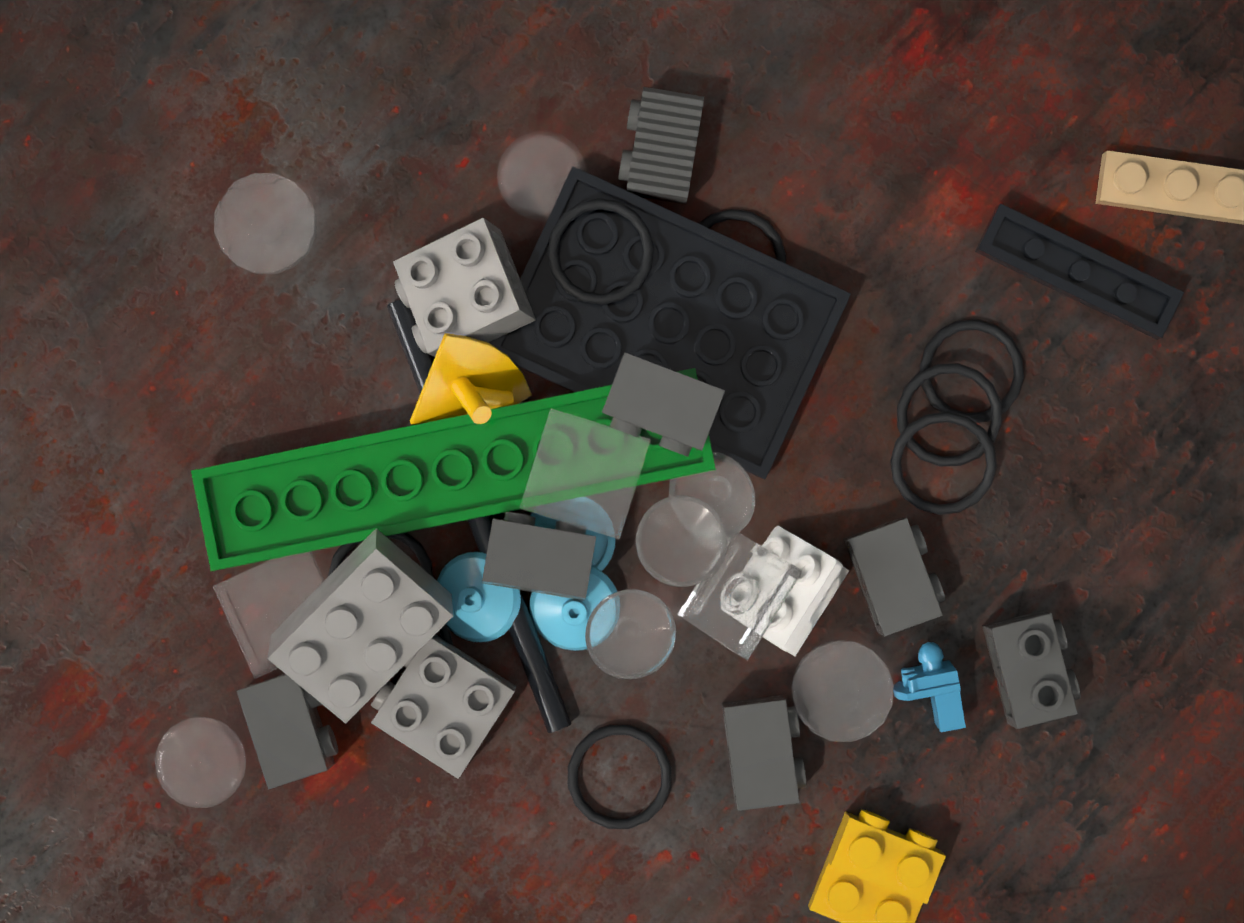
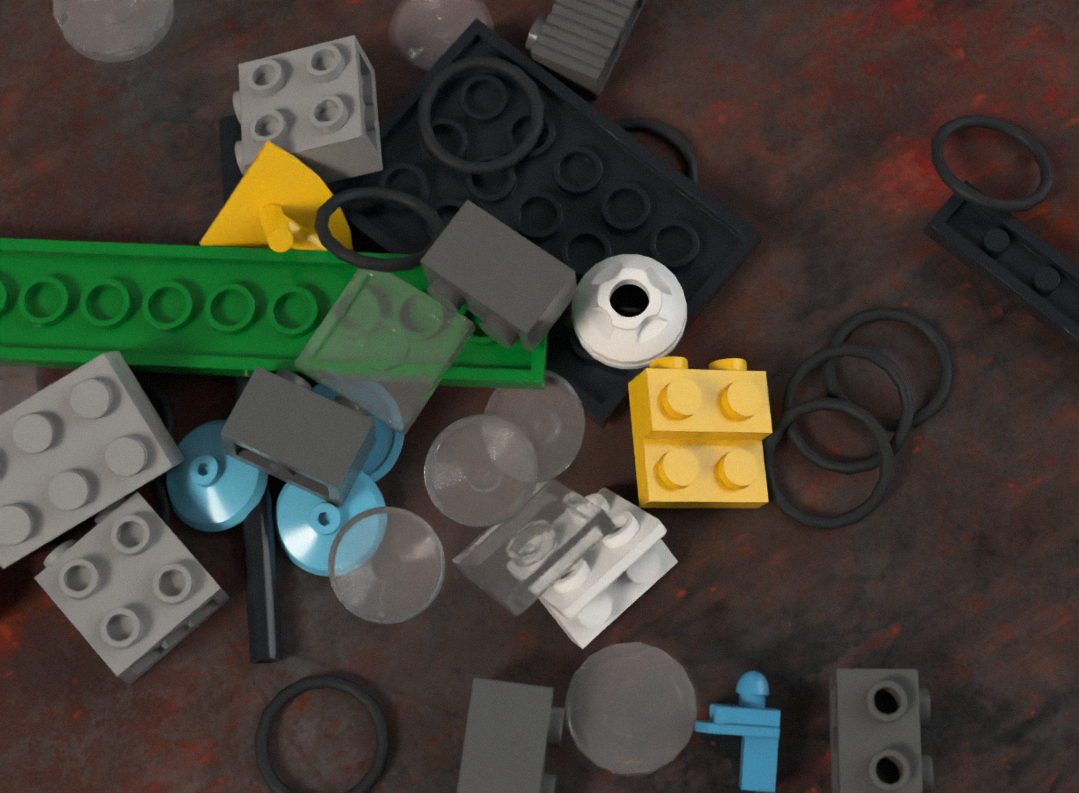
camera: 15 degrees right, 15 degrees down
(557, 414) = (375, 193): none -> black piece
(750, 412) = (629, 340): none -> white piece
(843, 470) = (700, 434): none -> yellow plate
(894, 576) = (731, 579): dark grey brick -> none
(998, 216) = (975, 197): none -> black piece

